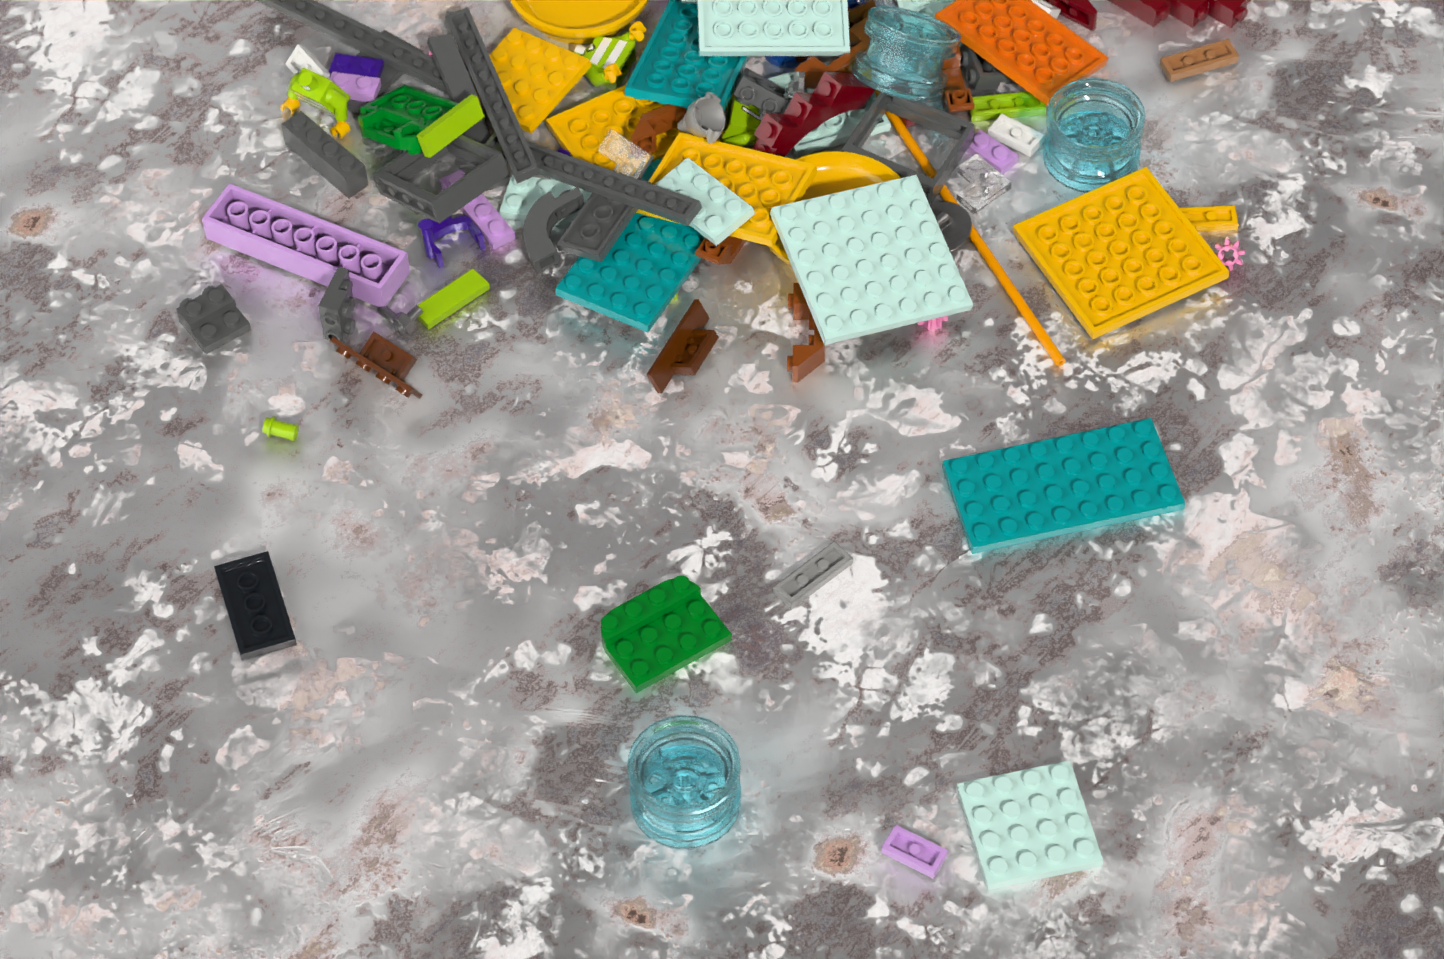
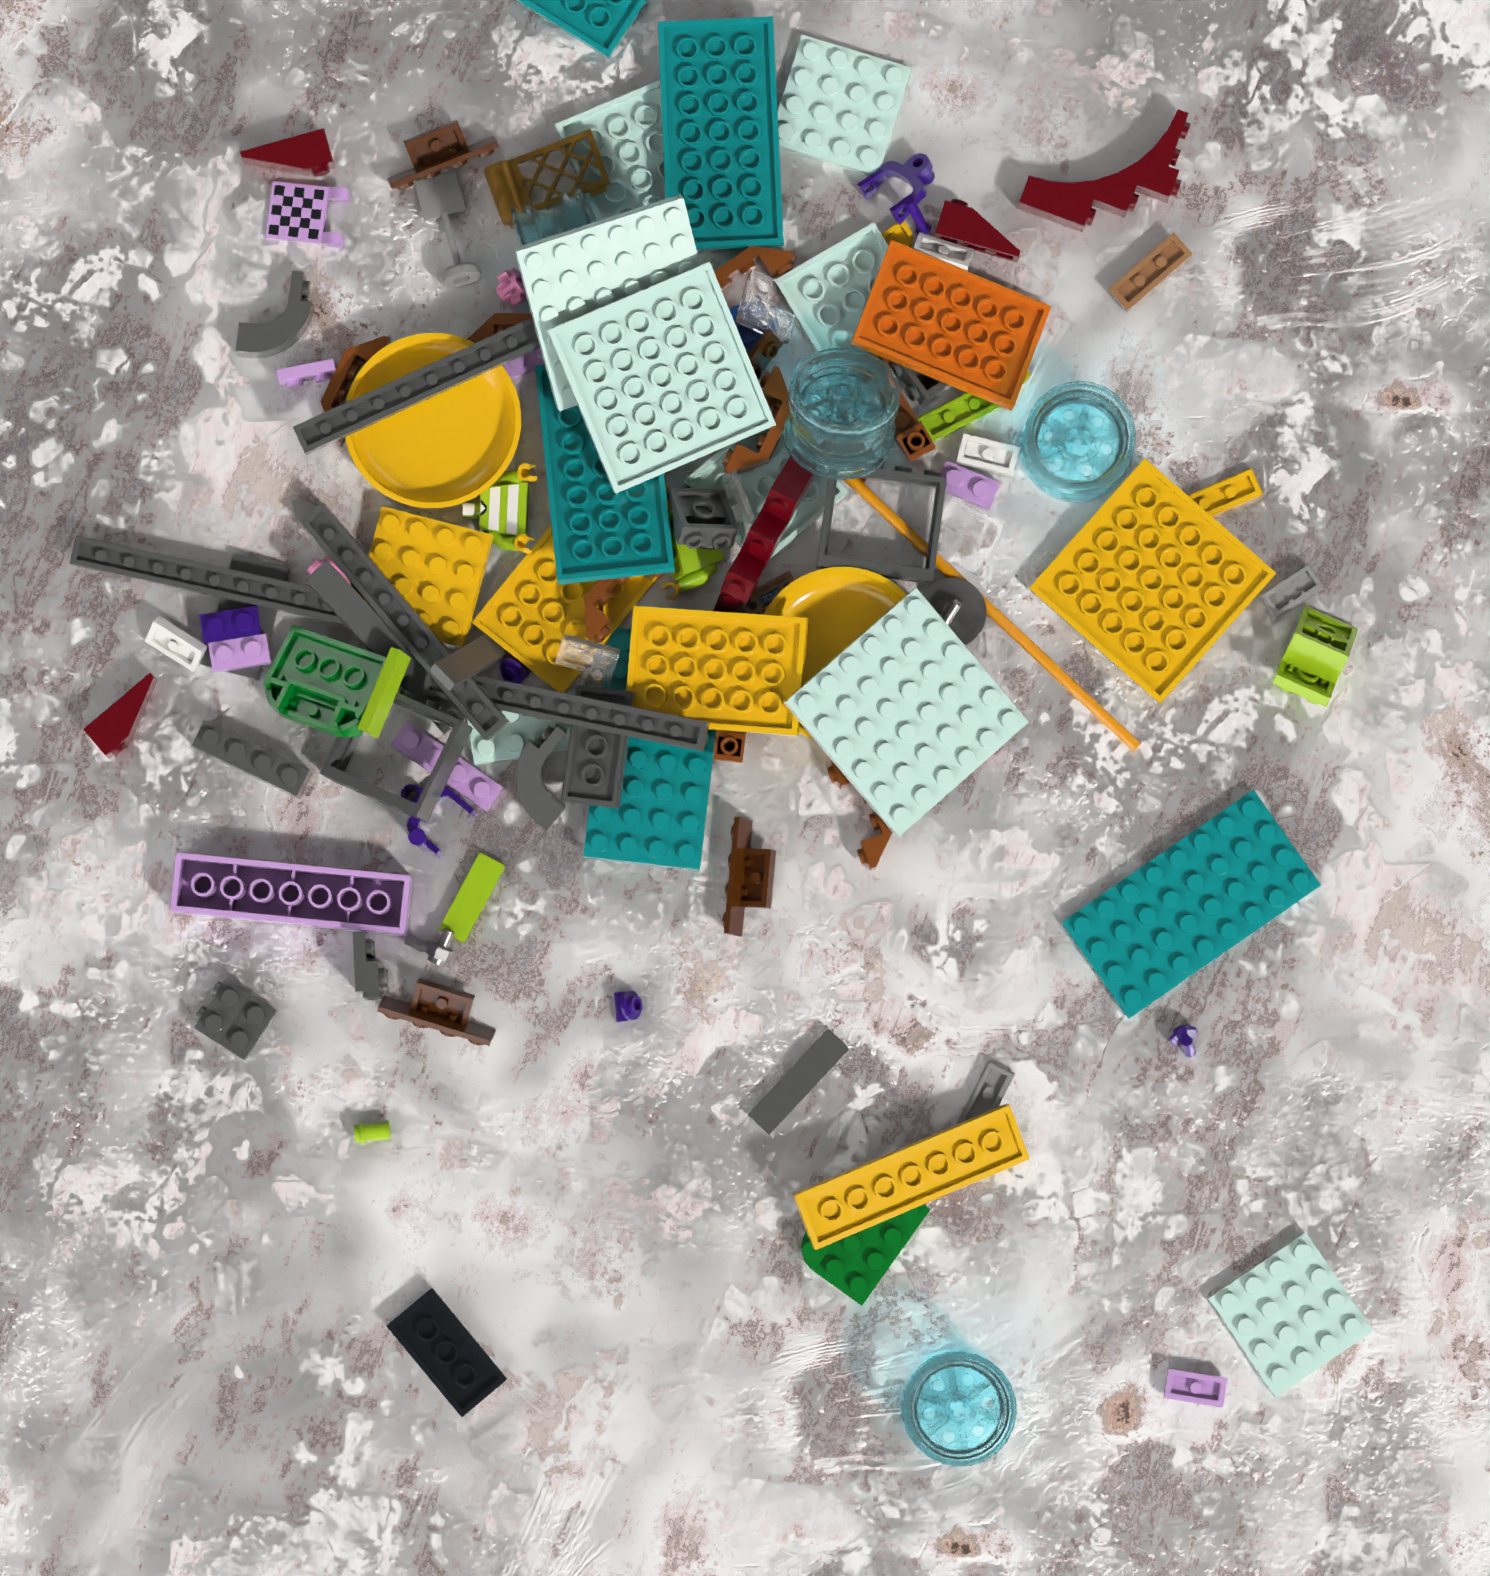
camera: 20 degrees left, 30 degrees up
(240, 101) = (119, 722): none -> dark red slope
(320, 94) = (214, 691): lime torso -> none
(525, 123) = (468, 662): none -> dark grey tile
(541, 408) = (627, 1006): none -> dark purple plate
(660, 507) = (798, 1081): none -> dark grey tile
(704, 118) = (660, 591): light grey hat -> none
(721, 208) = (692, 693): light aqua plate -> none
(724, 592) = (910, 1176): none -> yellow plate
(1016, 577) = (1184, 1036): none -> dark purple plate
(1237, 252) = (1268, 544): bright pink gear -> none
(1238, 293) = (1291, 591): none -> light grey plate
(1240, 336) = (1315, 656): none -> lime bracket

